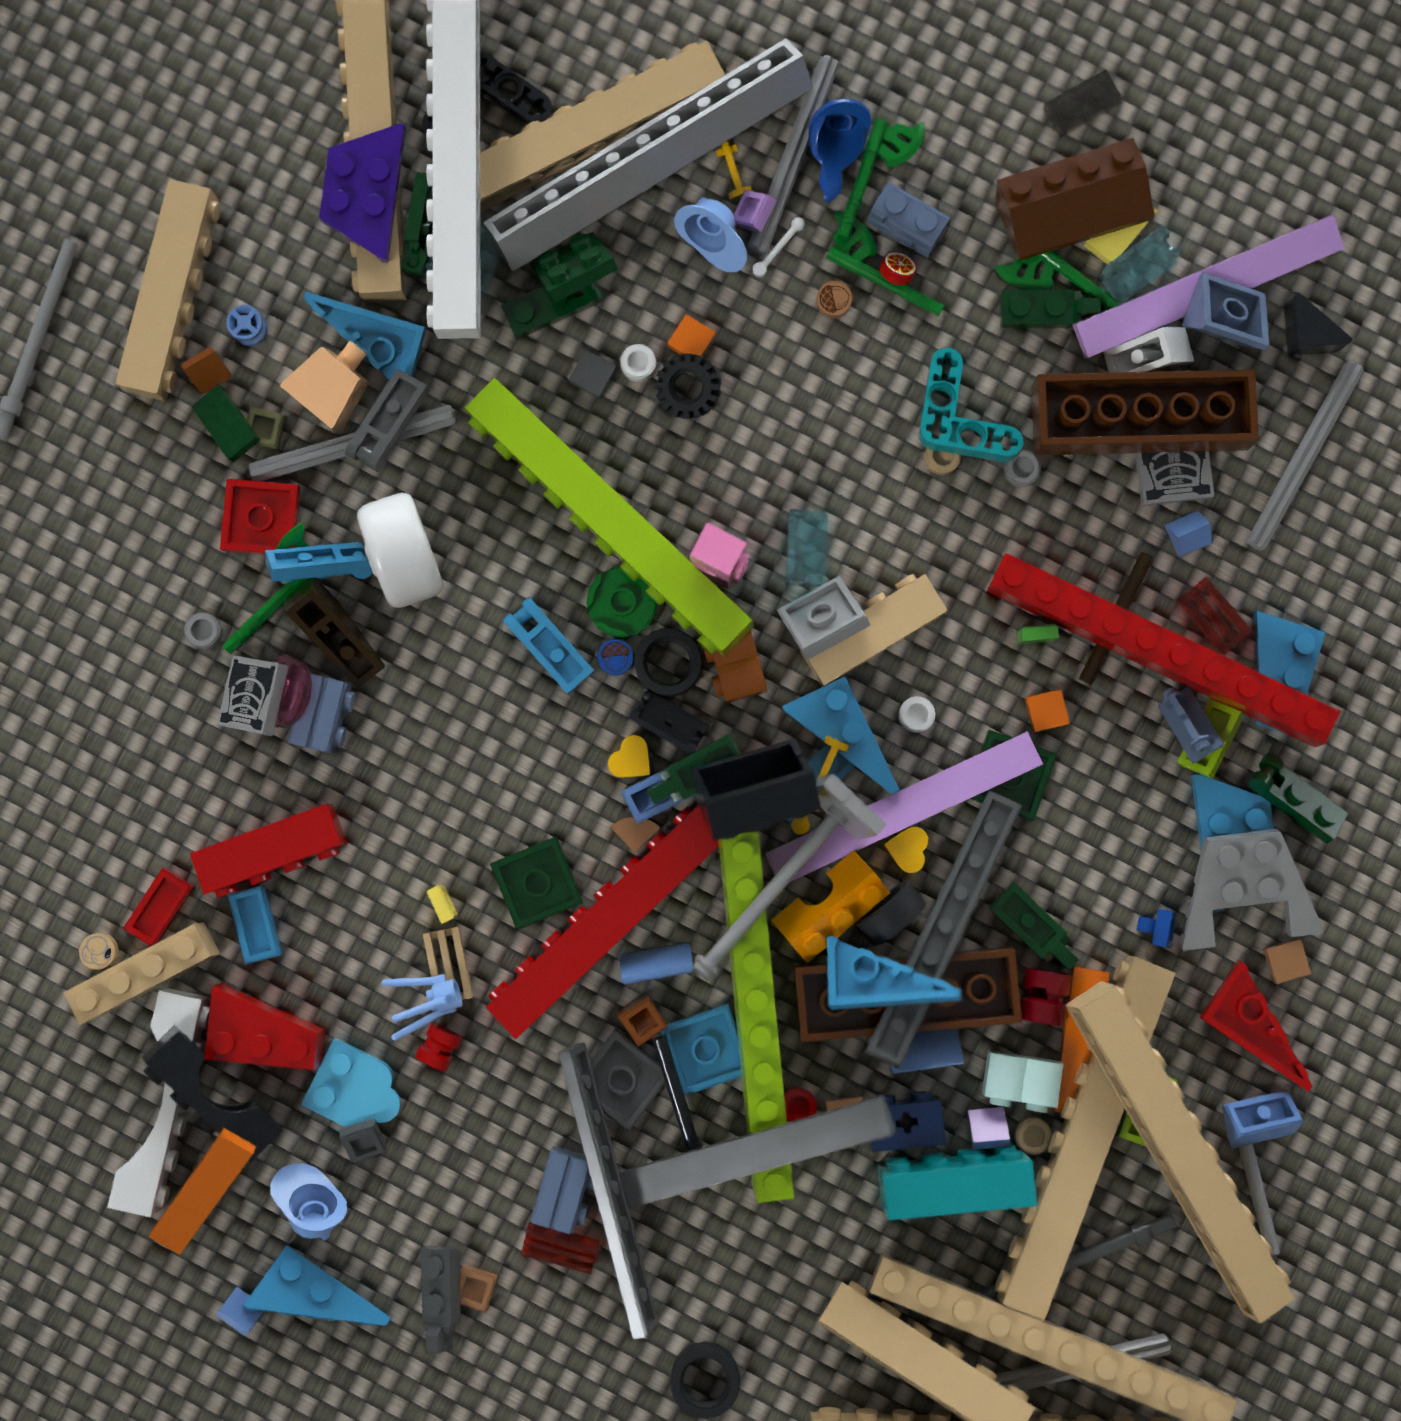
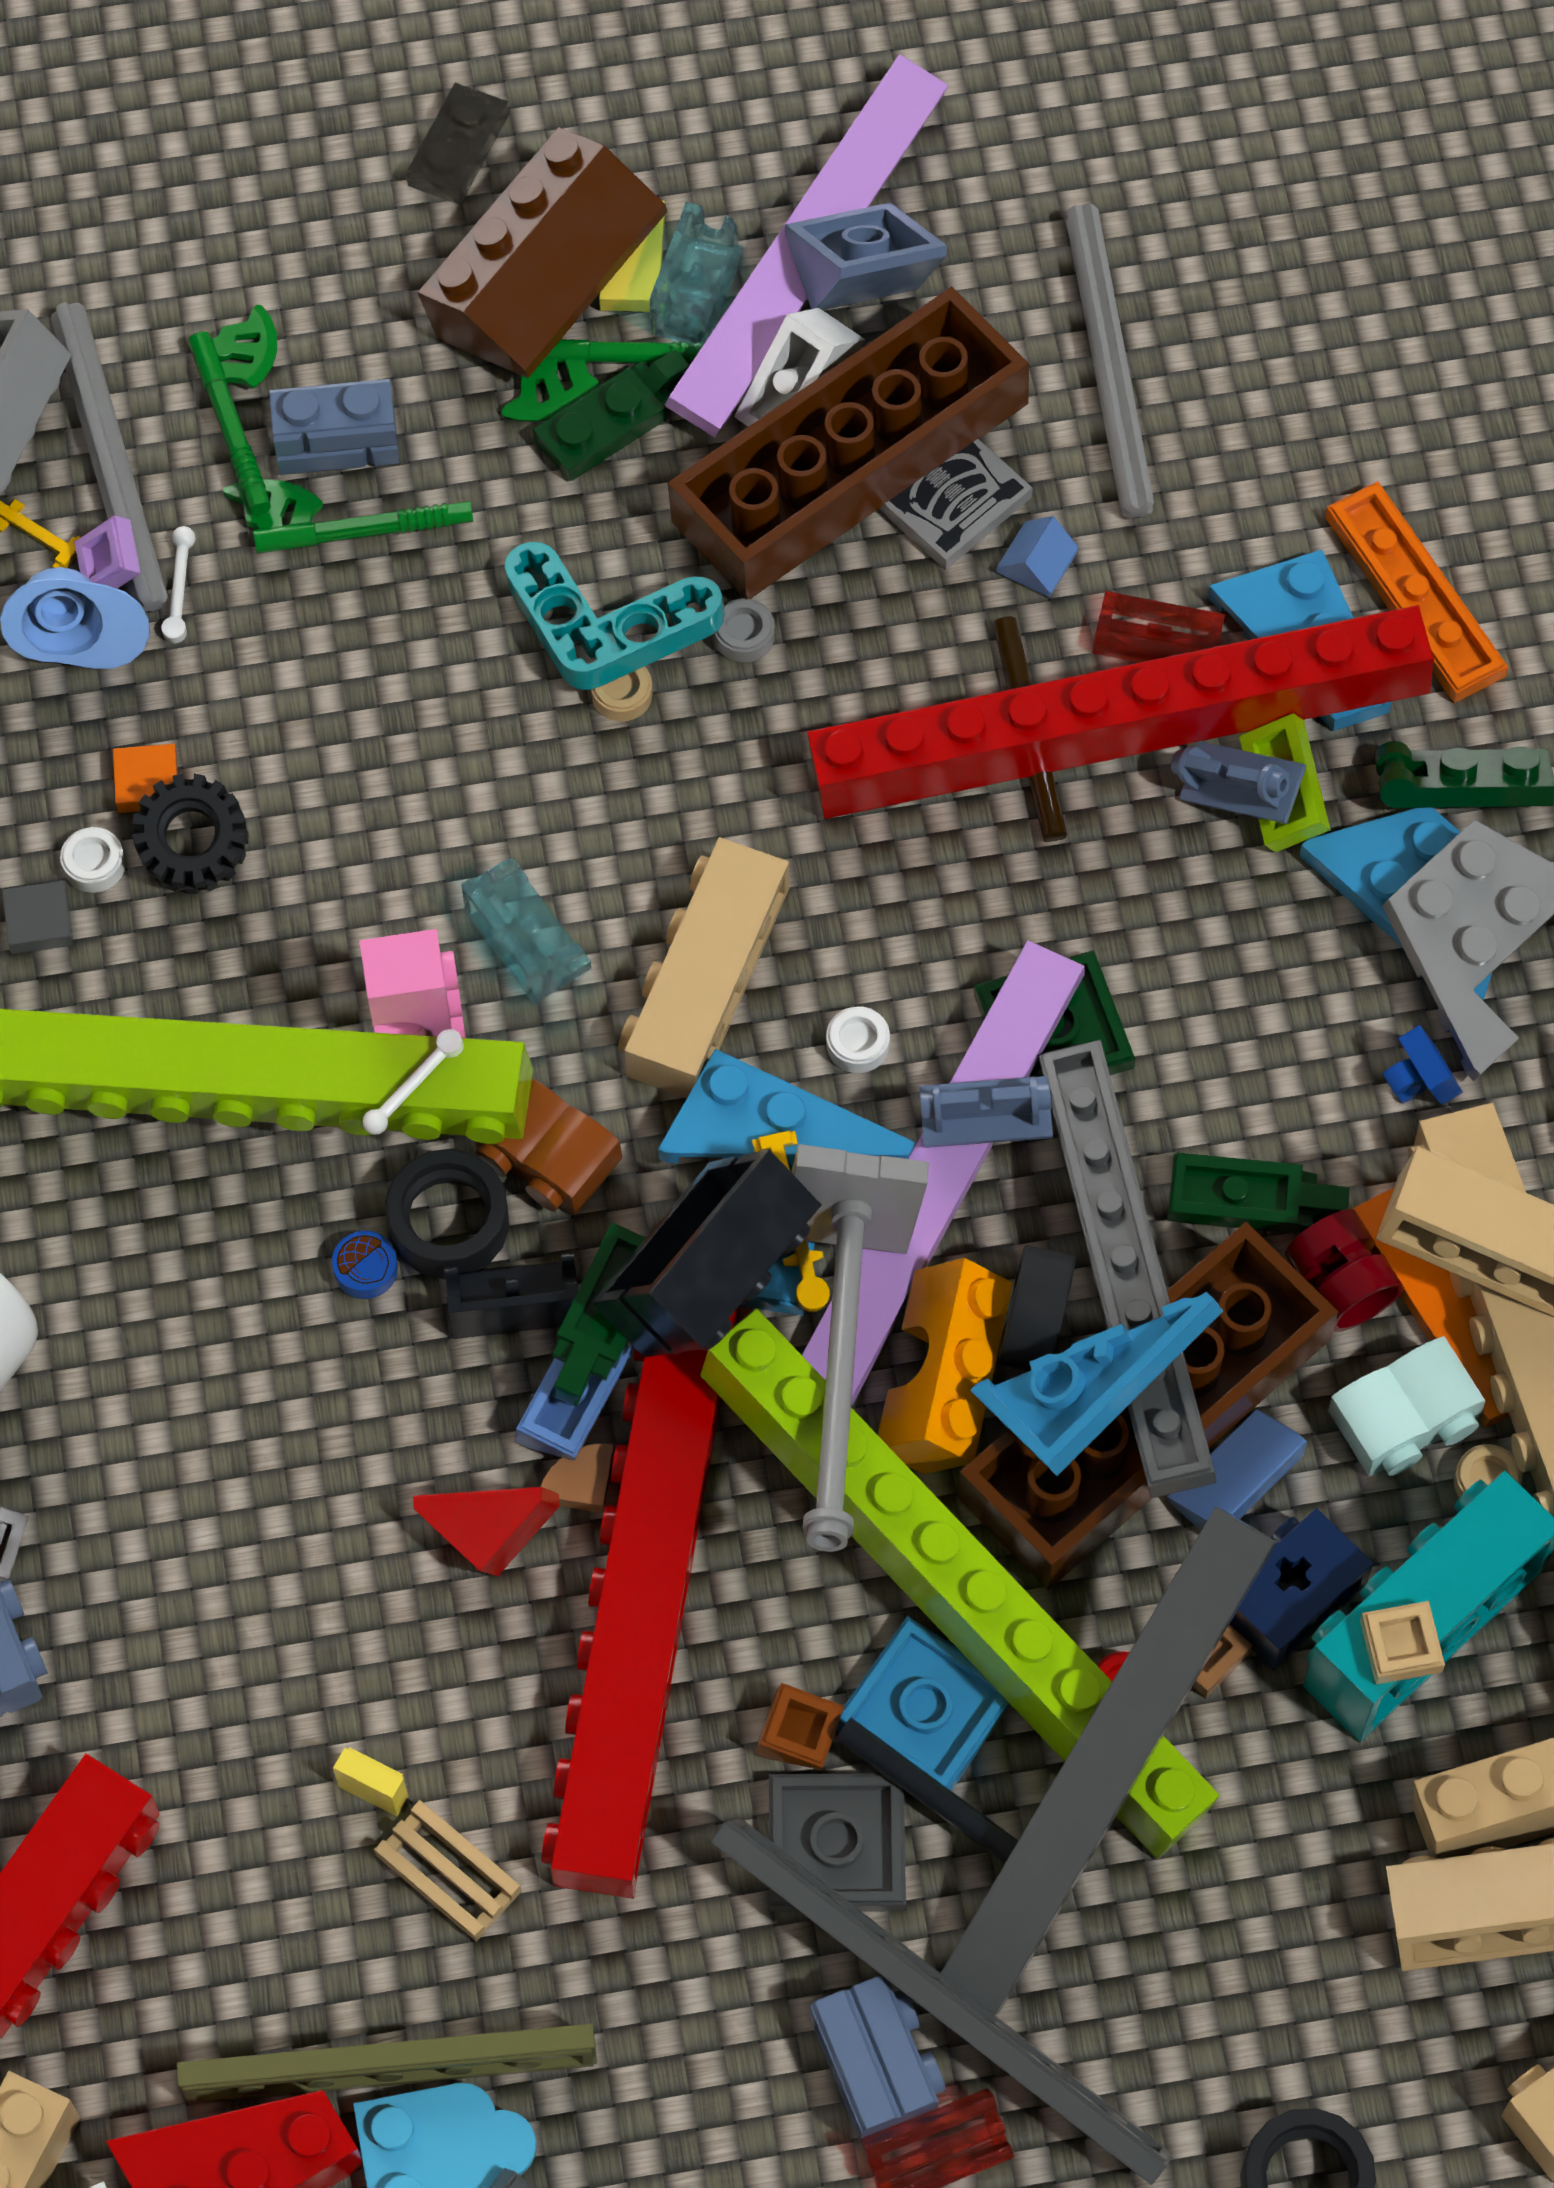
camera: 40 degrees left, 20 degrees down
(255, 924) = (103, 2030): dark azure tile -> none
(358, 1034) = (387, 2064): none -> olive tile
(438, 1047) = (524, 1990): red wheel -> none
(441, 999) = (475, 1905): light blue plant -> none
(536, 883) = (491, 1657): dark green tile -> none
(549, 647) = (255, 1314): dark azure plate -> none
(574, 823) = (488, 1524): none -> red slope
(620, 604) = (316, 1186): green tile -> none
(631, 759) = (495, 1386): yellow tile -> none
(656, 963) = (759, 1639): medium blue slope -> none
(718, 595) = (448, 1045): none -> white hinge
(823, 617) = (622, 993): light grey tile -> none
(834, 299) = (310, 596): medium nougat tile -> none
(837, 140) = (156, 388): blue piece -> none
(898, 268) = (368, 496): red tile -> none
(908, 849) = (991, 1222): yellow tile -> none
(921, 1205) = (1402, 1642): none -> tan tile
(942, 802) = (986, 1111): none -> sand blue hinge
(988, 1128) = (1414, 1505): lavender tile -> none
(1037, 634) = (939, 815): bright green tile -> none
(1047, 710) = (1034, 907): orange tile -> none
(1311, 330) = (987, 204): black slope -> none
(1354, 684) = (1409, 577): none -> orange tile

